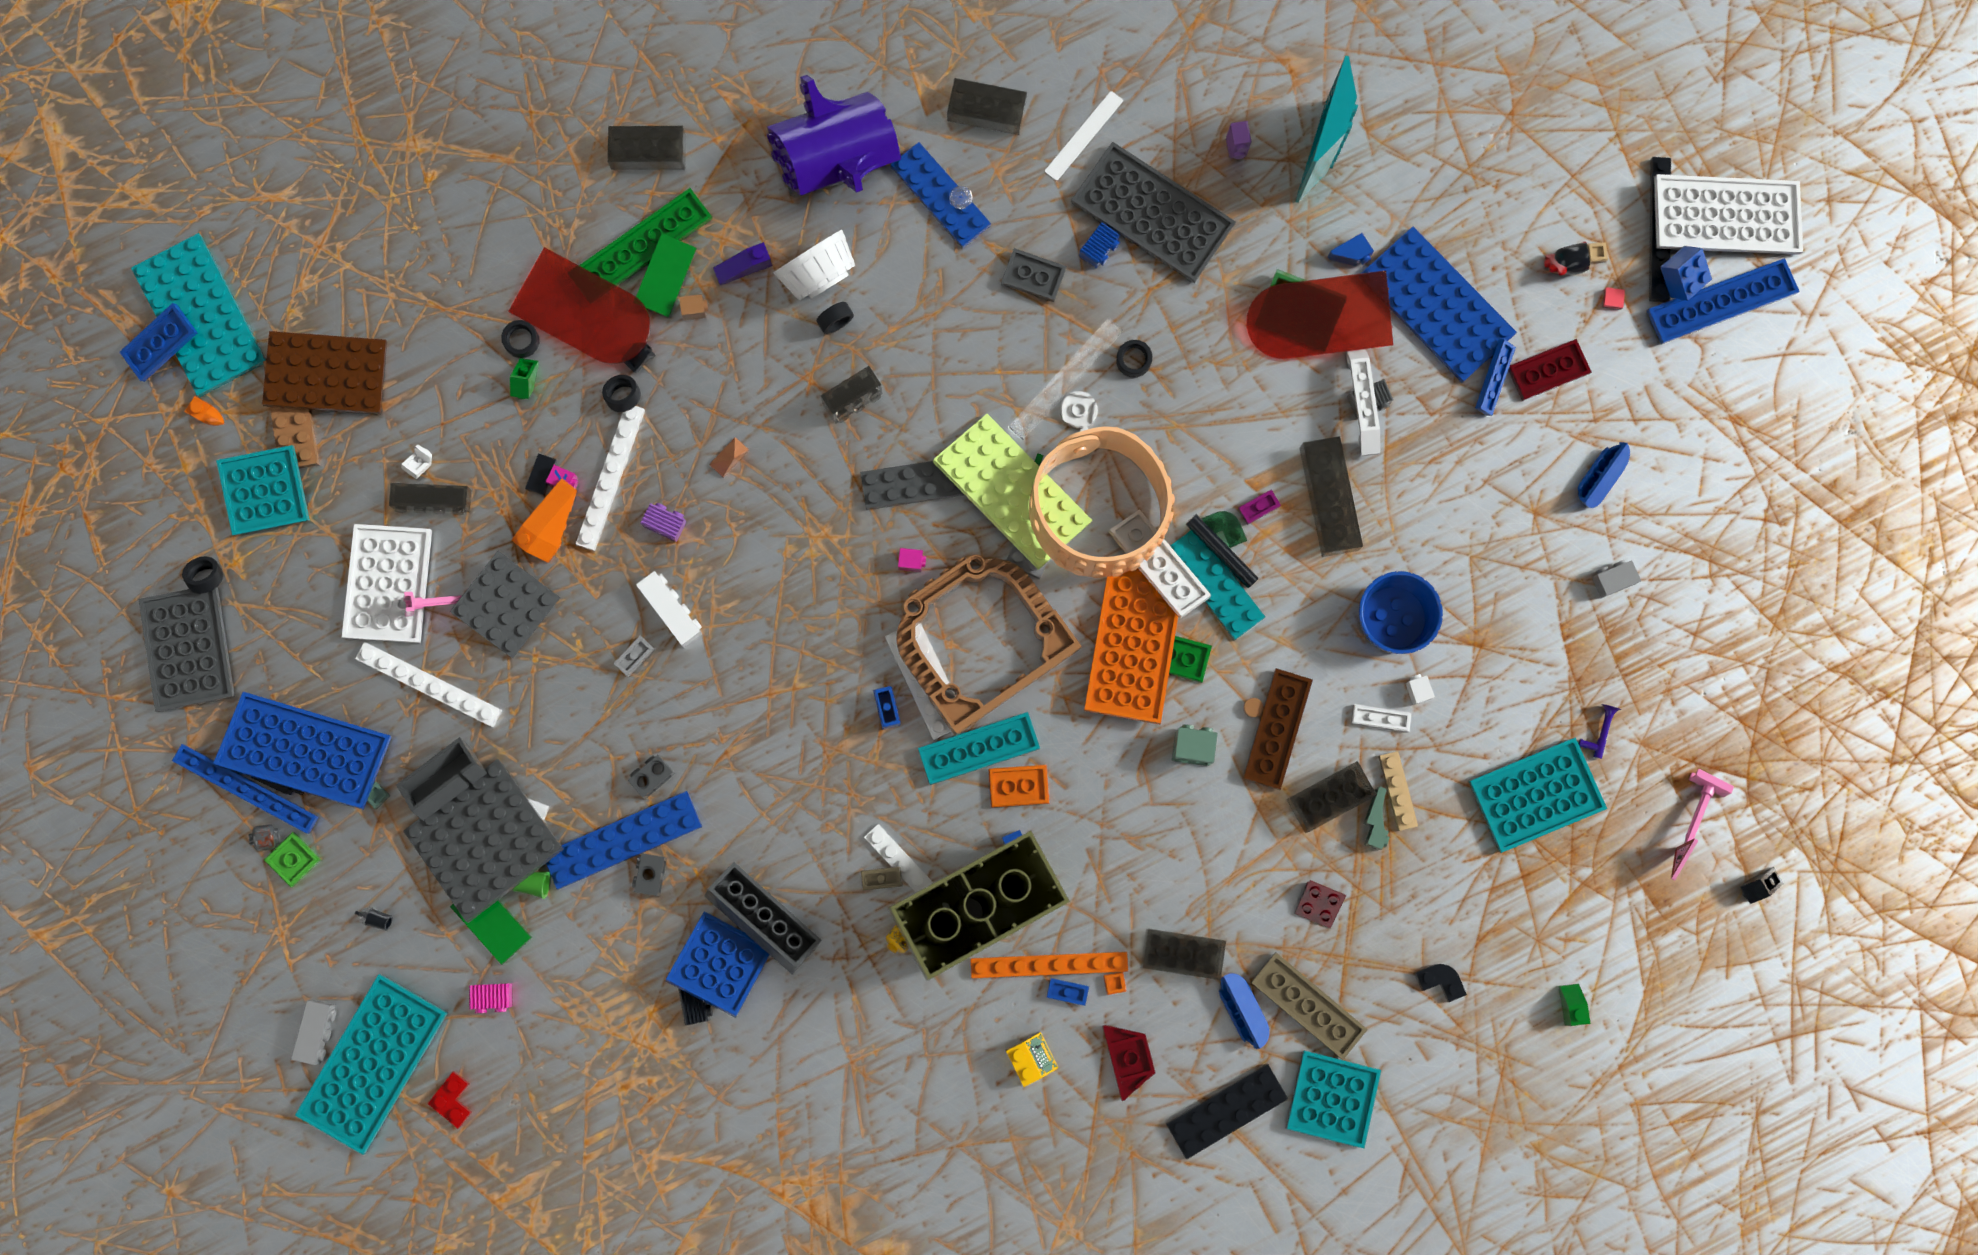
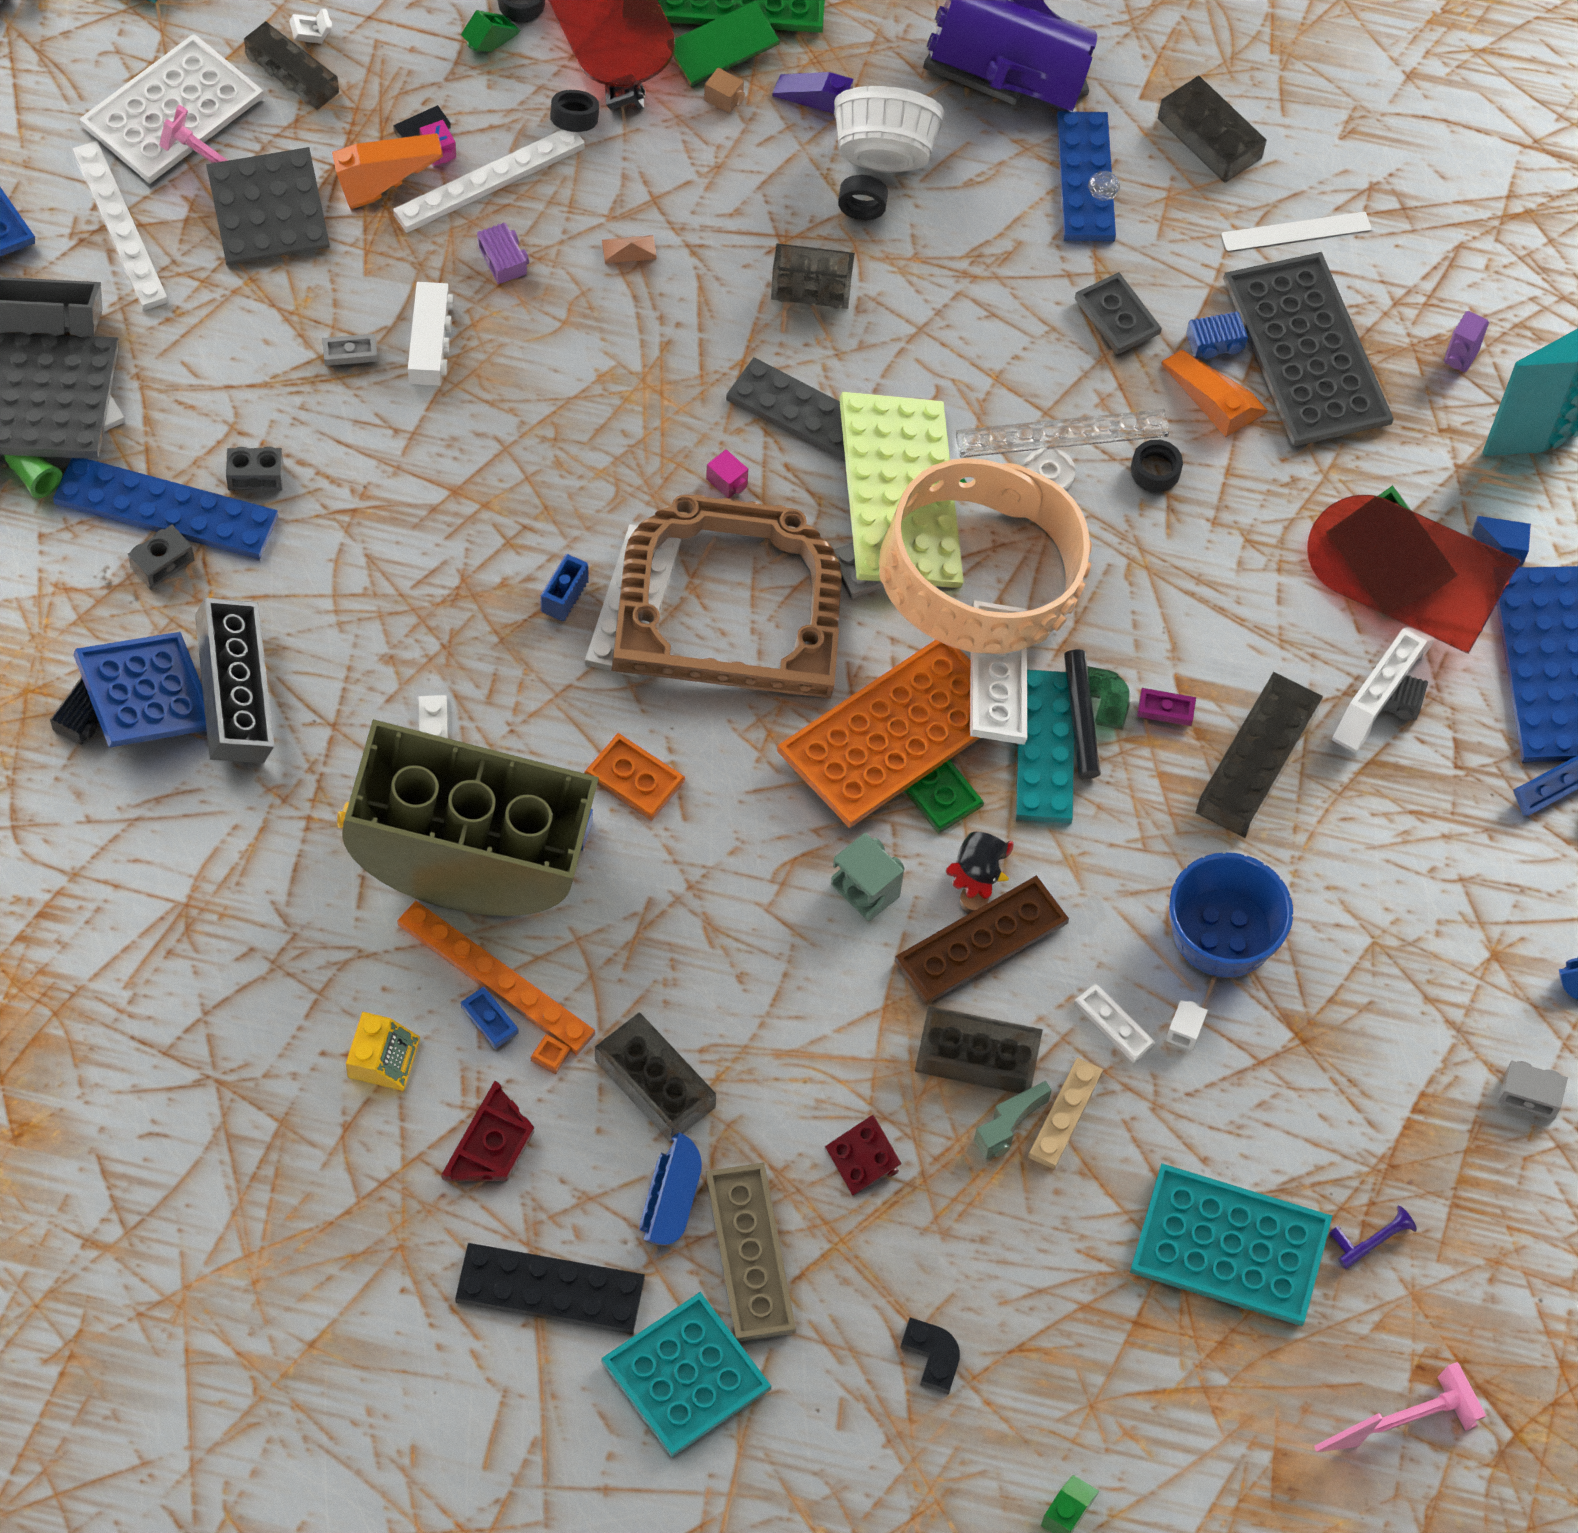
camera: 40 degrees right, 20 degrees down
(979, 748) = (626, 705): teal plate -> none
(1130, 283) = (1218, 396): none -> orange wedge
(1243, 689) = (978, 864): none -> black piece

